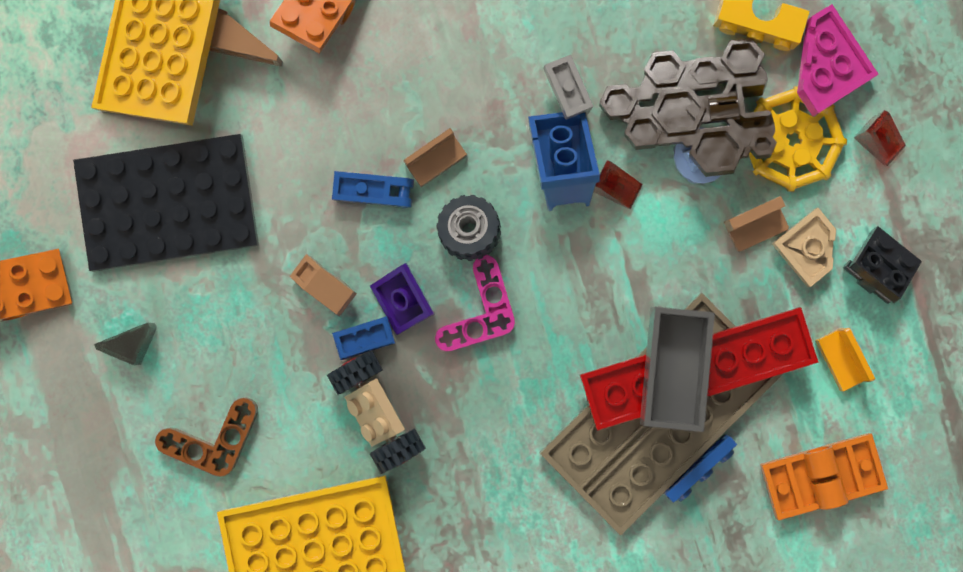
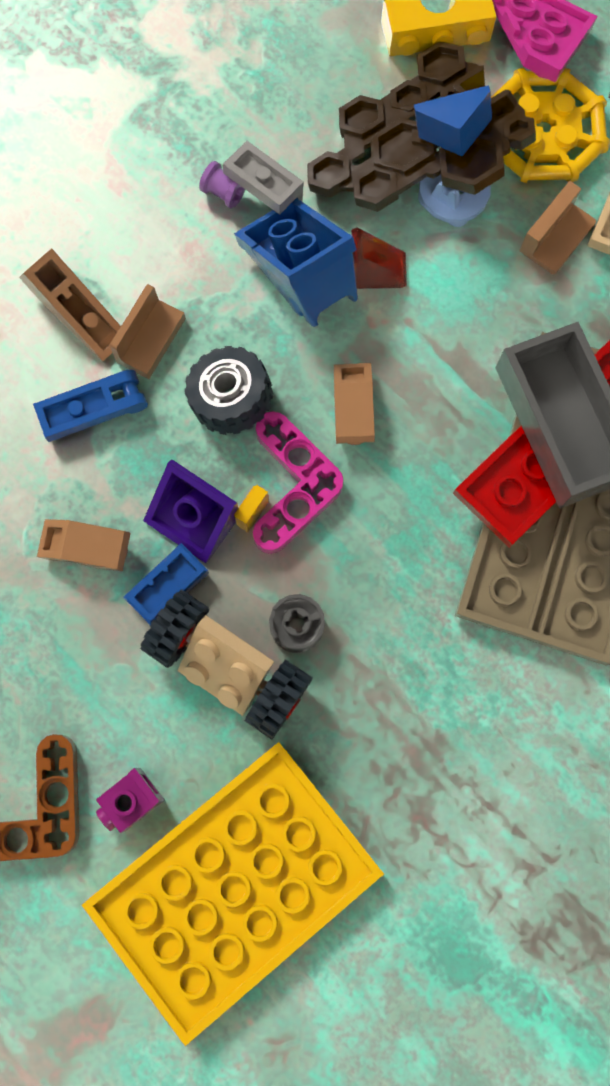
camera: 30 degrees left, 10 degrees down
(284, 462) = (143, 796): none -> magenta brick
(394, 111) = (71, 303): none -> medium nougat slope
(431, 418) = (296, 606): none -> dark grey wheel
(443, 315) = (251, 508): none -> yellow tile
(536, 70) = (219, 184): none -> medium lavender bush
(548, 277) = (354, 403): none -> medium nougat slope
(719, 118) = (454, 119): none -> blue slope

